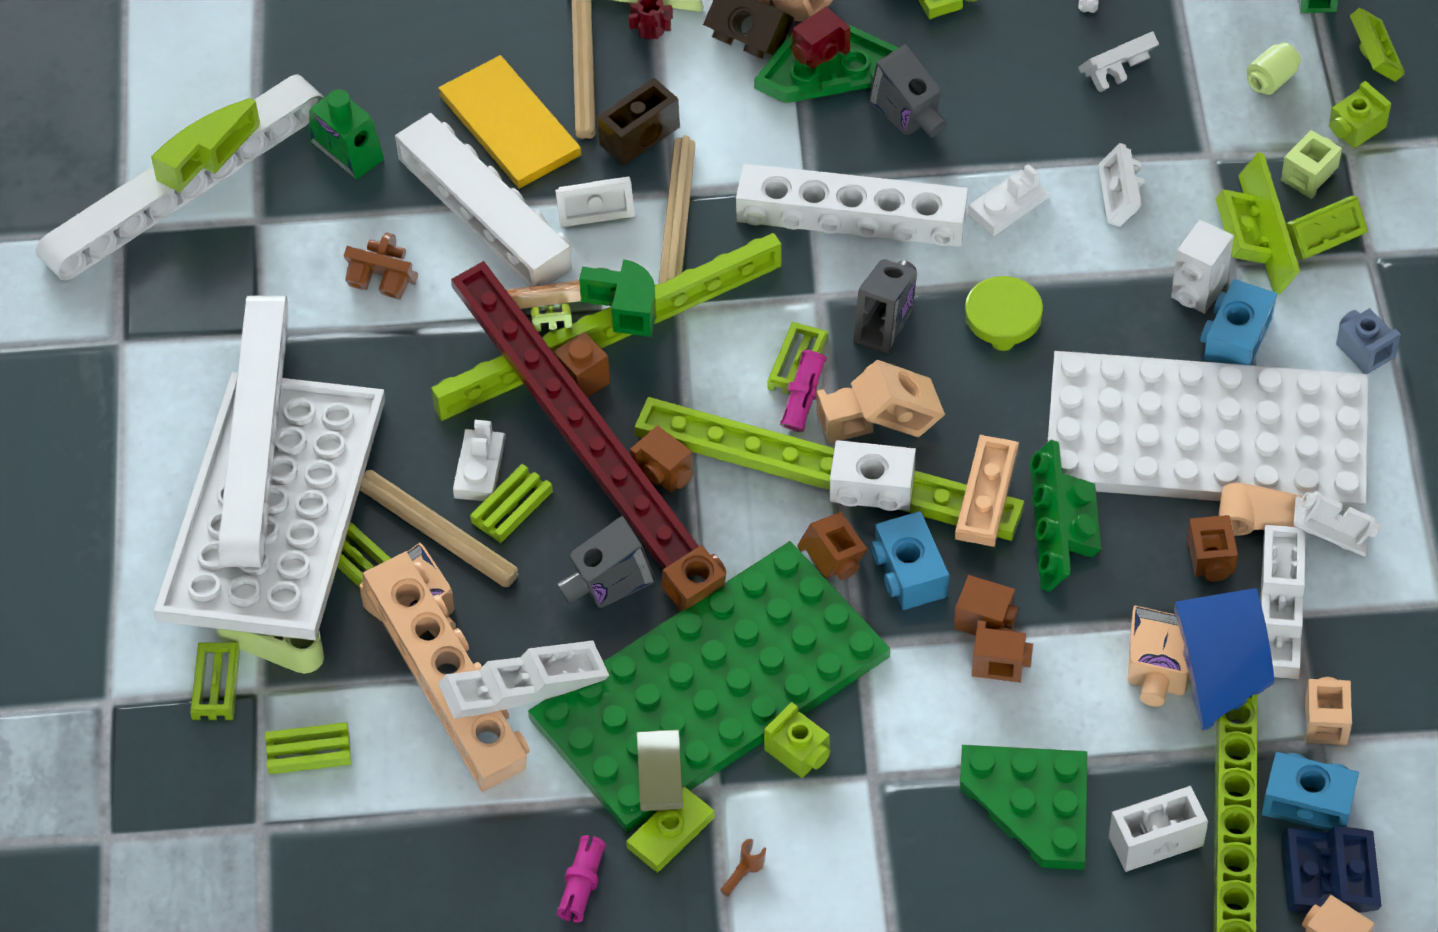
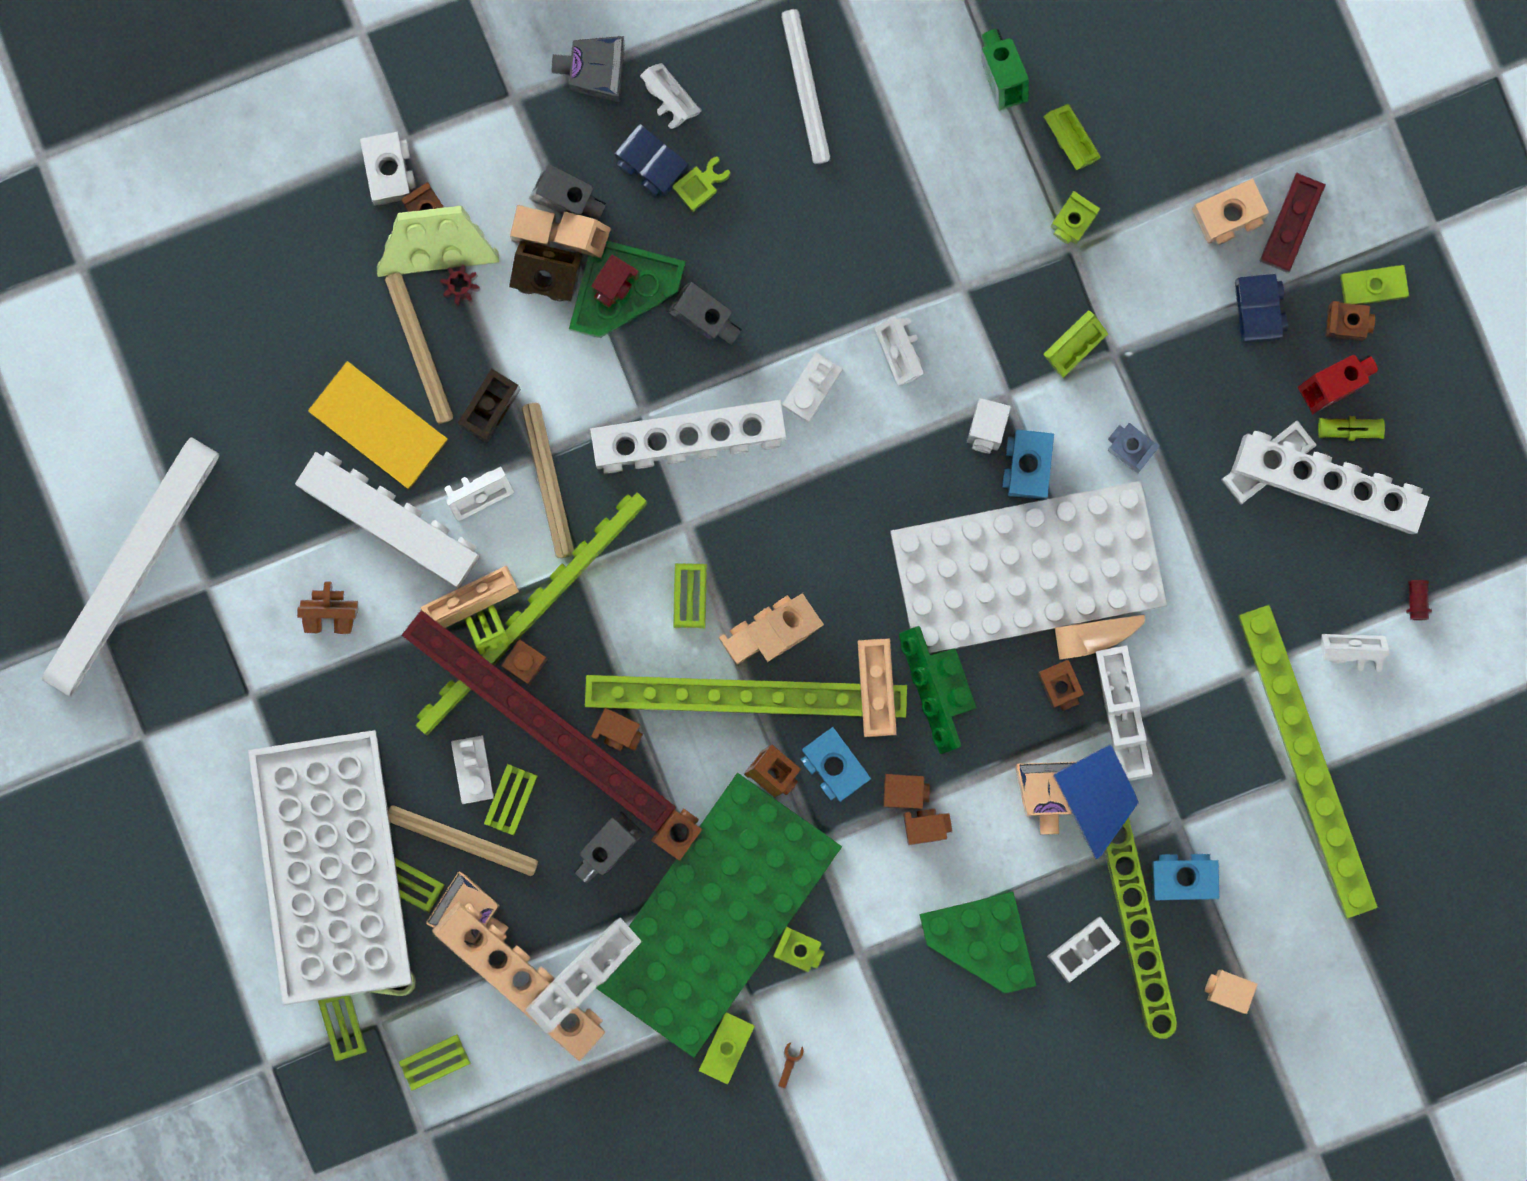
camera: 20 degrees left, 30 degrees up
(205, 144) = (145, 547): lime slope -> none
(253, 432) = (293, 811): white beam -> none
(338, 126) = (252, 490): green torso -> none
(581, 879) = (675, 1110): dark pink pin -> none
(627, 291) = (549, 597): green brick -> none
(659, 770) = (707, 1014): olive slope -> none
(802, 390) = (706, 634): dark pink pin -> none
(859, 461) = (802, 695): white brick -> none
(888, 287) = (745, 536): dark grey torso -> none
(1003, 311) = (839, 503): lime tile -> none
(1111, 61) = (866, 208): white plate -> none
(1259, 224) = (1017, 357): lime bracket -> none
(1273, 68) = (993, 188): yellowish green brick -> none
(1310, 163) = (1045, 294): yellowish green brick -> none
(1321, 517) = (1148, 636): white hinge -> none
(1328, 711) = (1192, 810): light nougat brick -> none
(1331, 864) = (1214, 936): dark blue slope -> none

